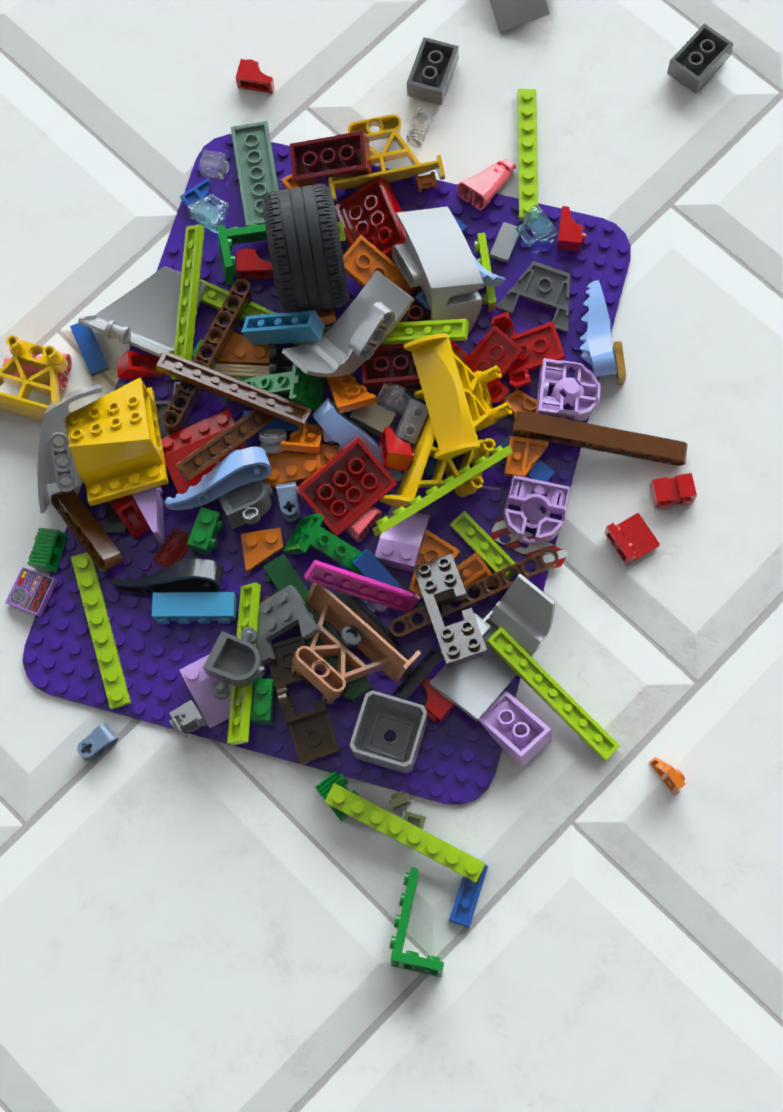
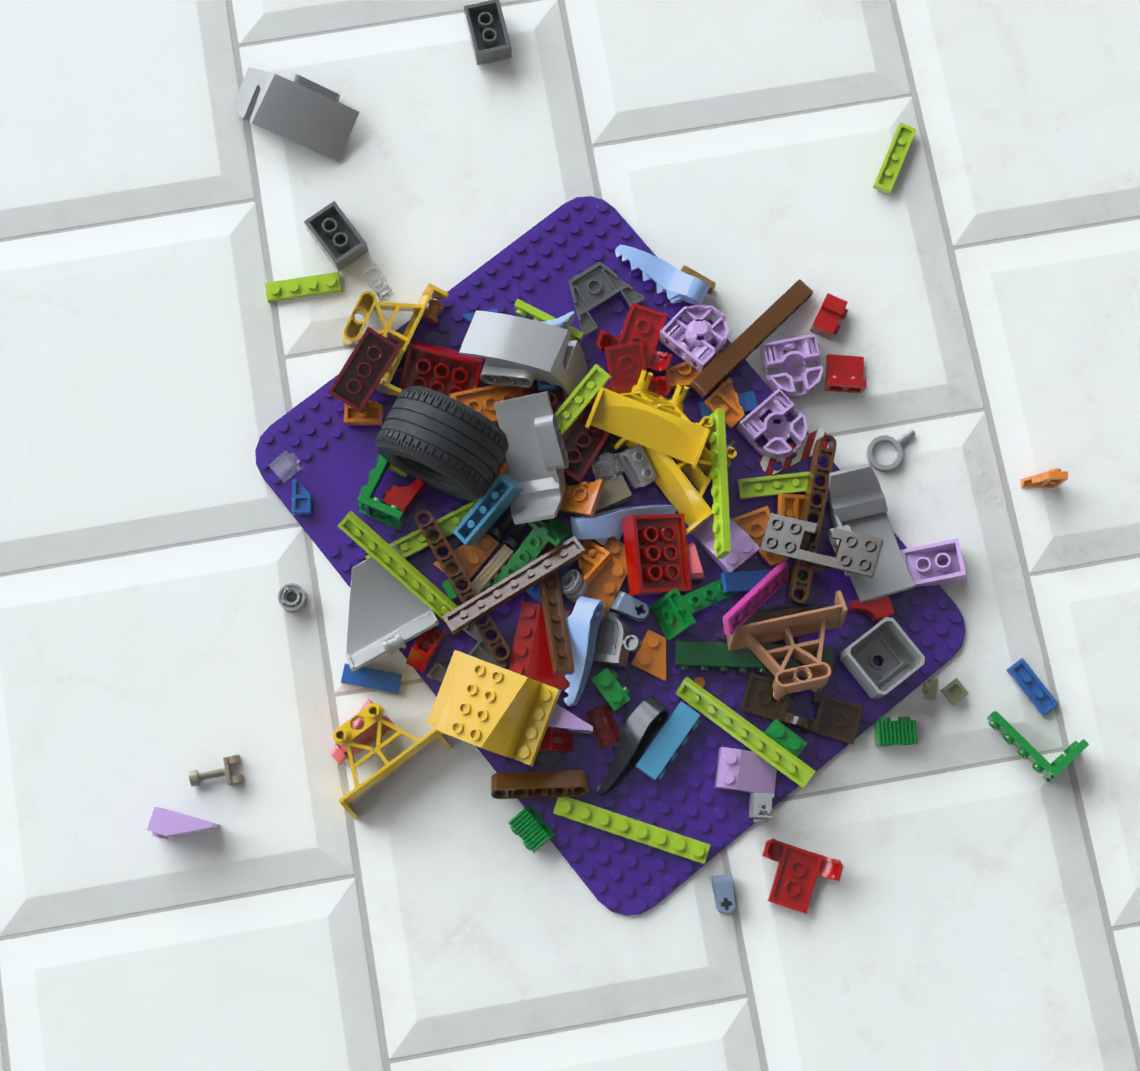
camera: 65 degrees left, 5 degrees up
(31, 591) = (557, 865): tile -> none
(52, 426) = (450, 752): light grey beam -> none
(112, 252) = (286, 591): none -> light grey wheel
(154, 792) = (797, 874): none -> red piece
(208, 214) = (327, 501): clear light blue piece -> none
(234, 662) = (746, 737): dark grey piece -> none
(251, 78) = (225, 380): red arch -> none
(254, 168) = (321, 438): sand green plate -> none
(279, 615) = (728, 675): dark grey wing -> none
(350, 636) = (789, 634): black tile -> none
(374, 80) = (303, 287): none -> lime plate
(395, 452) = (655, 497): red arch -> none
(405, 832) = (959, 702): lime plate -> none
(418, 674) = (852, 621): black tile -> none
(486, 184) = (470, 267): coral piece -> none
(505, 243) = (532, 289): light grey tile -> none
(527, 150) = (467, 218): lime plate -> none
(538, 225) = (539, 253): clear light blue piece -> none
(552, 694) = (927, 517): lime plate -> none
(570, 233) = (563, 236): red arch -> none
(588, 622) = (886, 452): none -> piece
(598, 470) = (790, 373): none -> lavender connector

